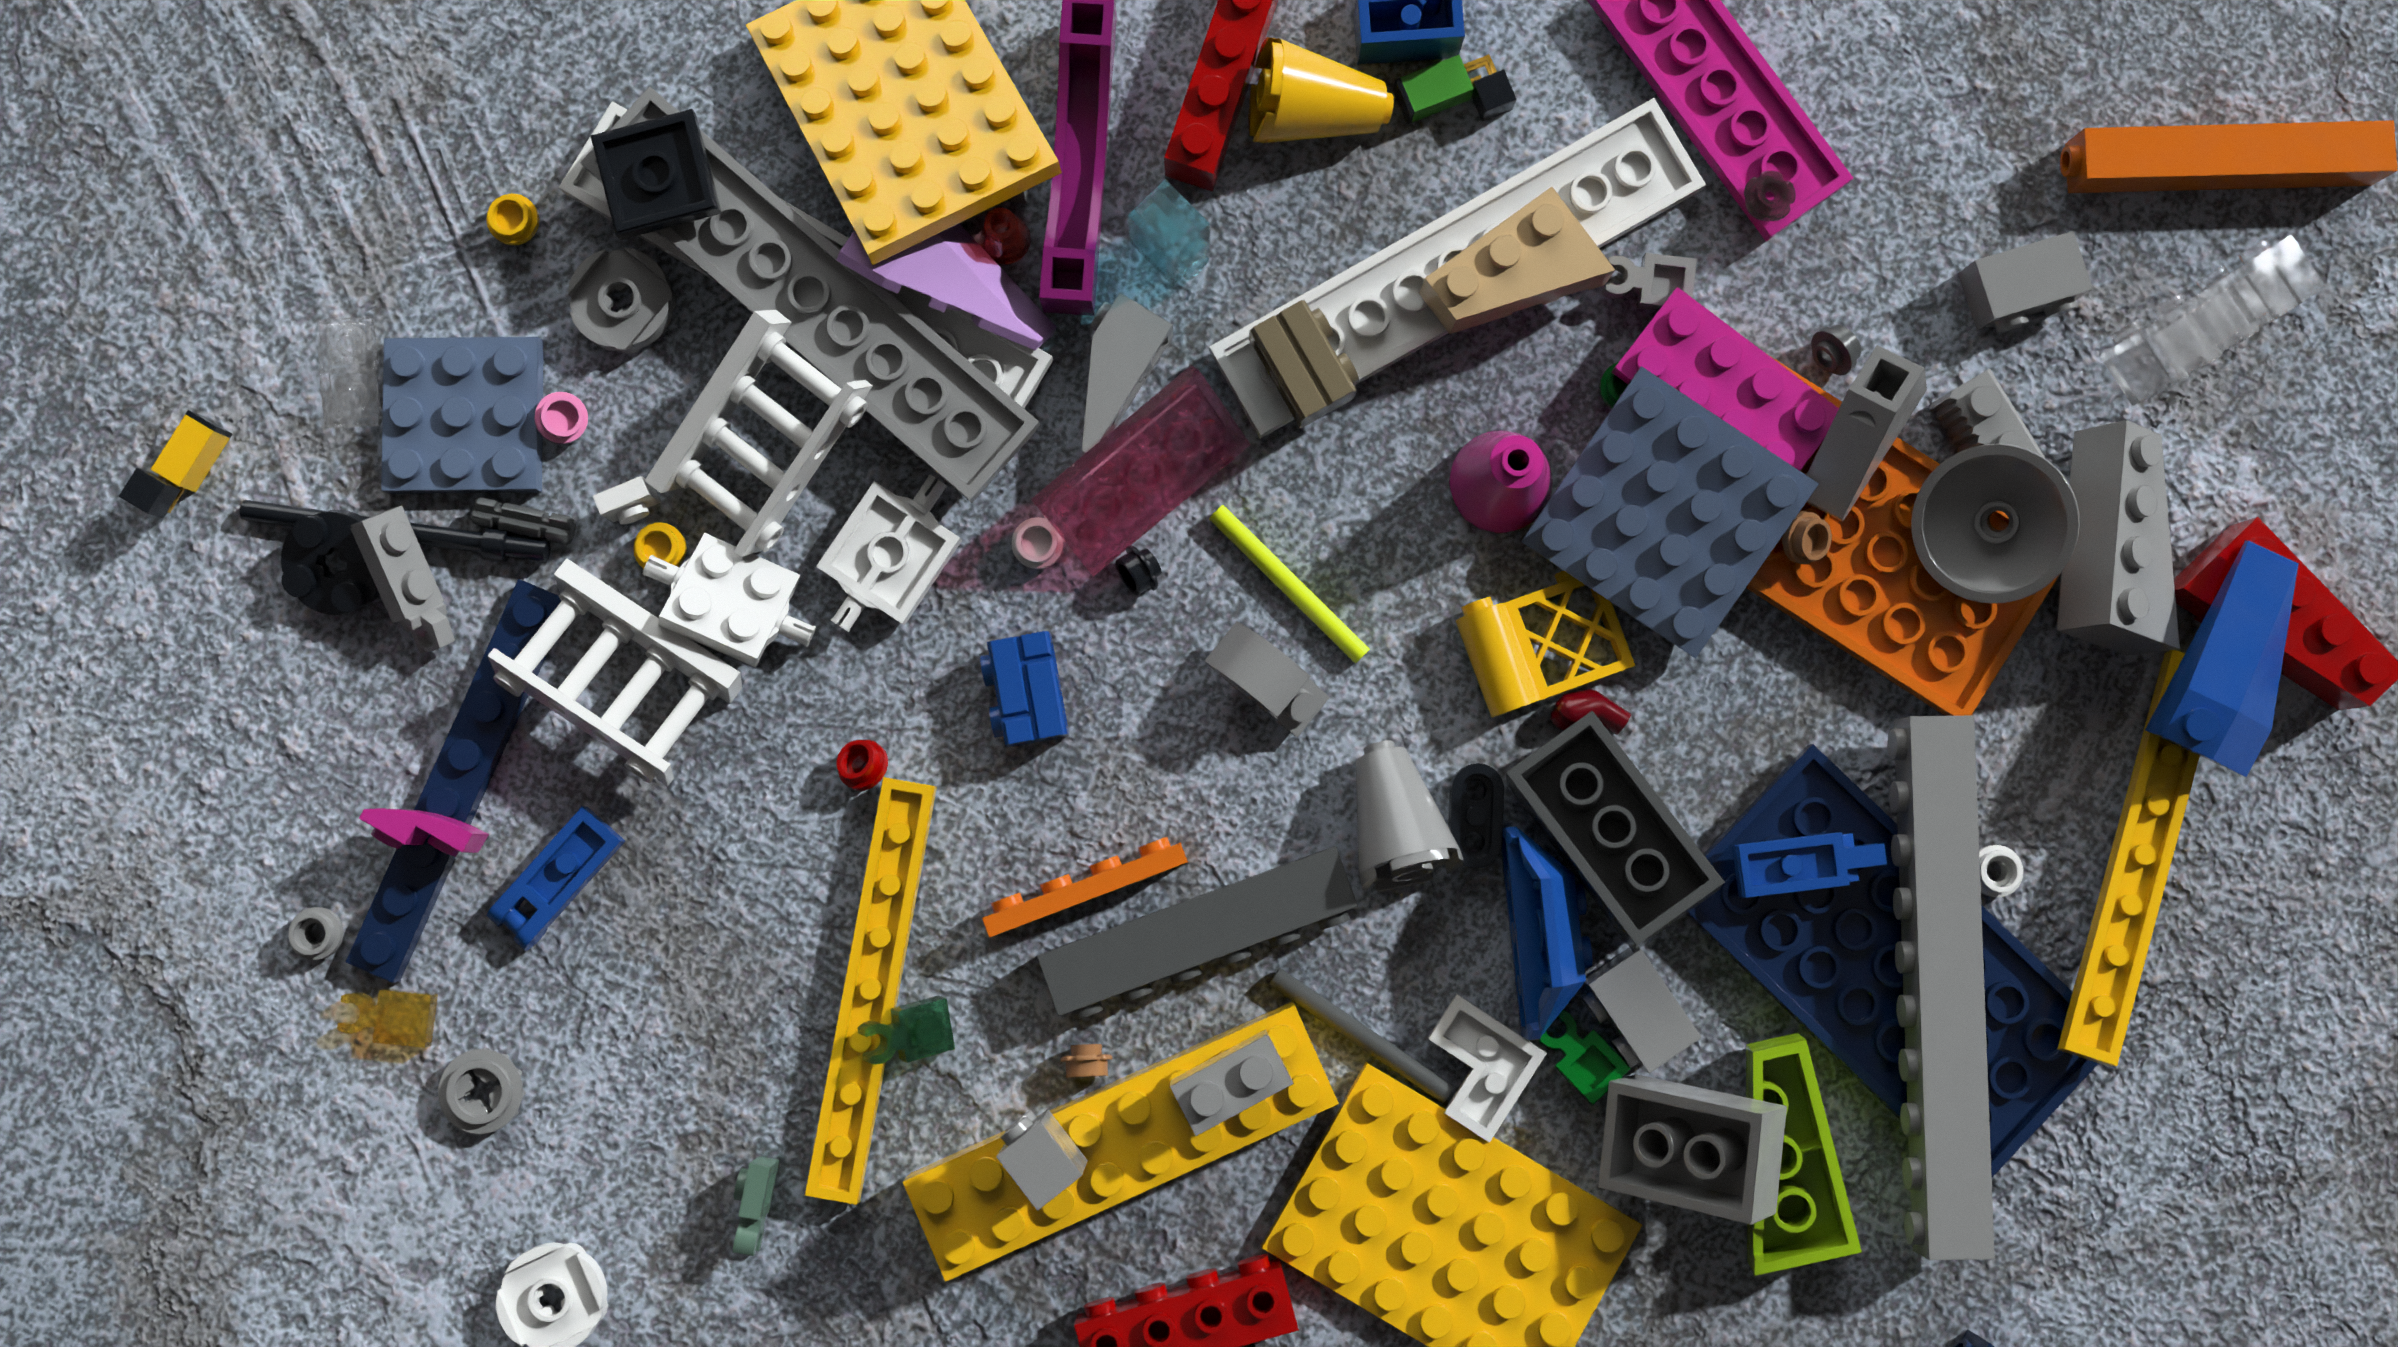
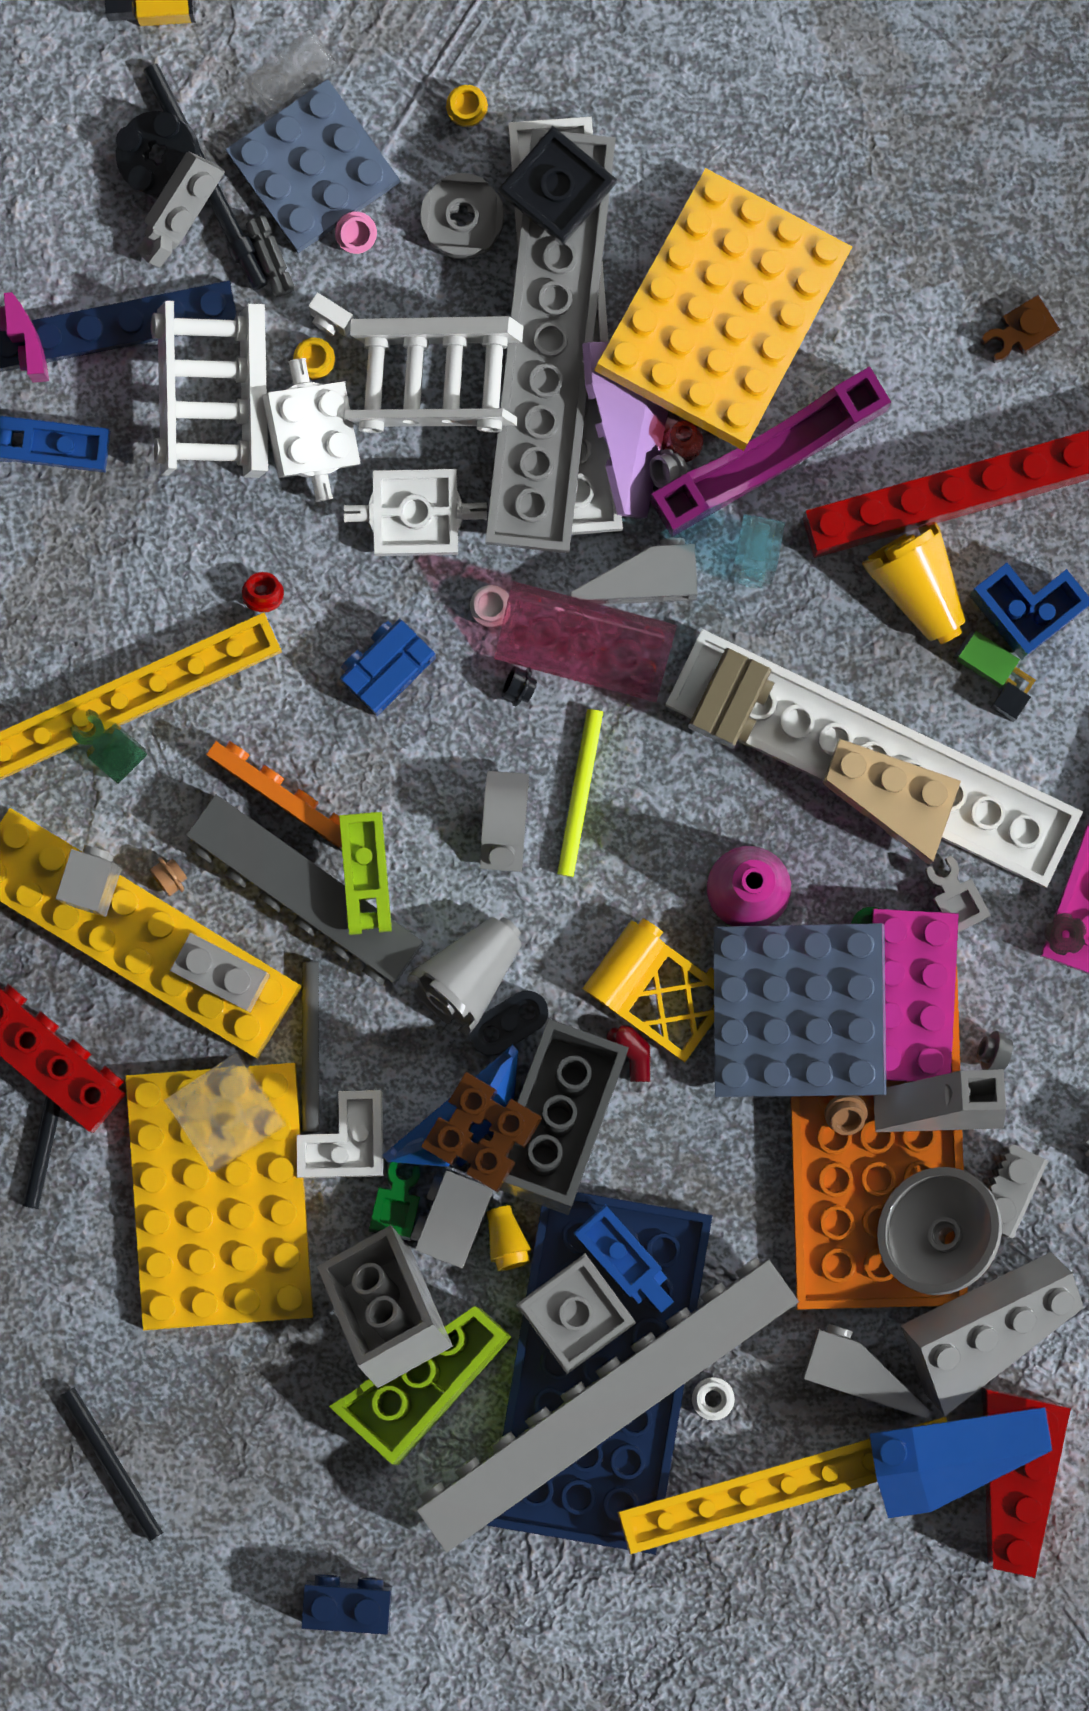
camera: 55 degrees right, 0 degrees up
(1022, 269) = (666, 468): none -> light grey plate
(1225, 856) = (365, 871): none -> lime plate
(1378, 1175) = (225, 1112): none -> clear brick
(1623, 937) = (474, 1106): none -> reddish brown brick
(1696, 970) = (507, 1243): none -> yellow cone
(1825, 952) = (576, 1313): none -> light grey plate
(2055, 715) = (851, 1368): none -> light grey slope

